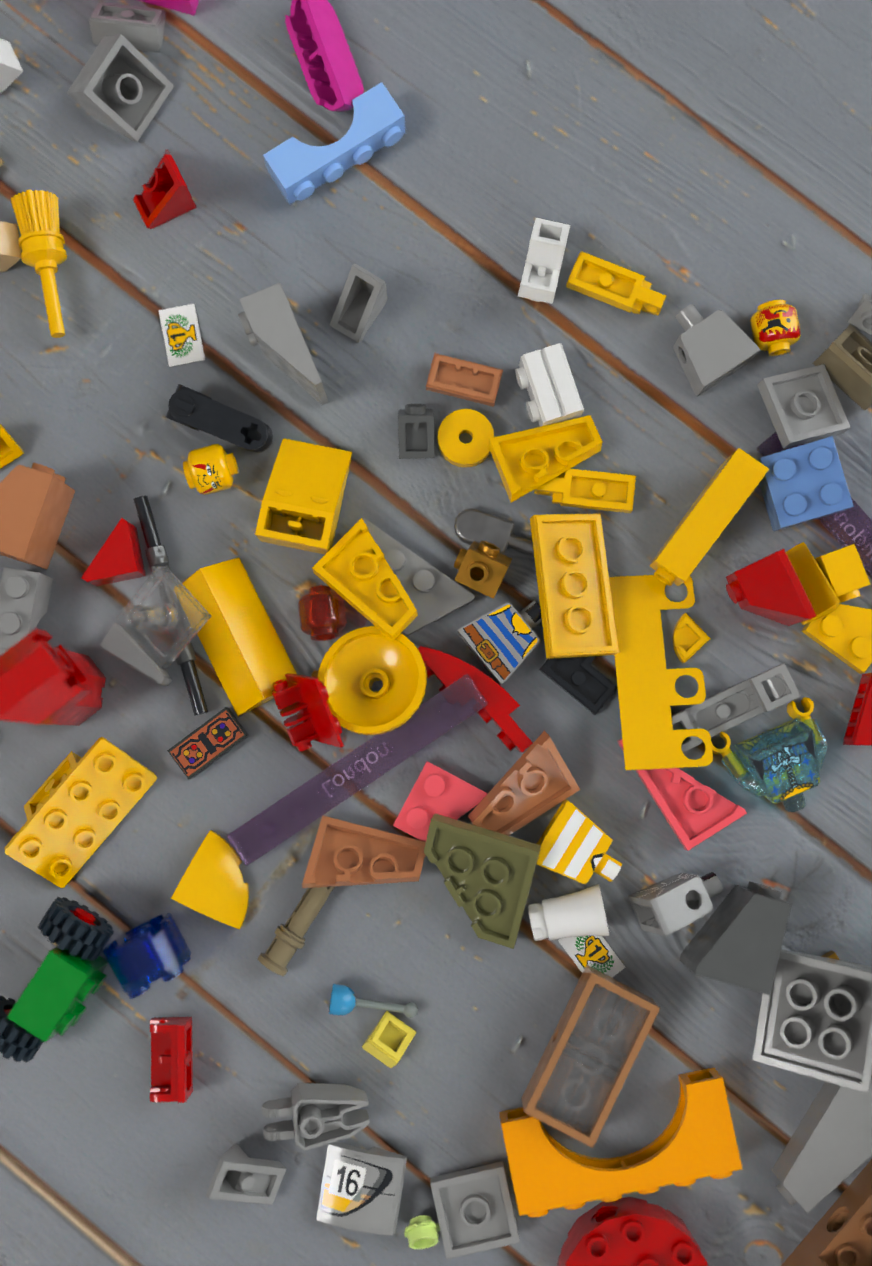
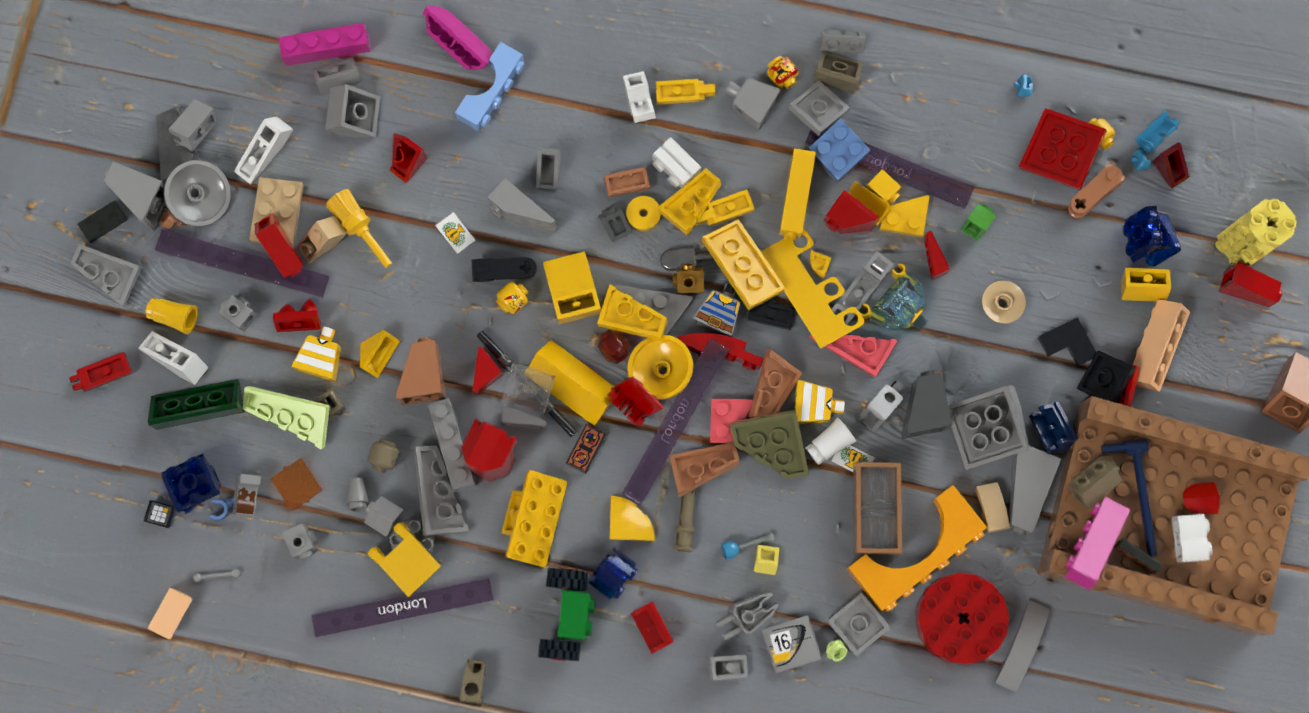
camera: 30 degrees left, 5 degrees down
(766, 1137) = (993, 507): none -> tan slope

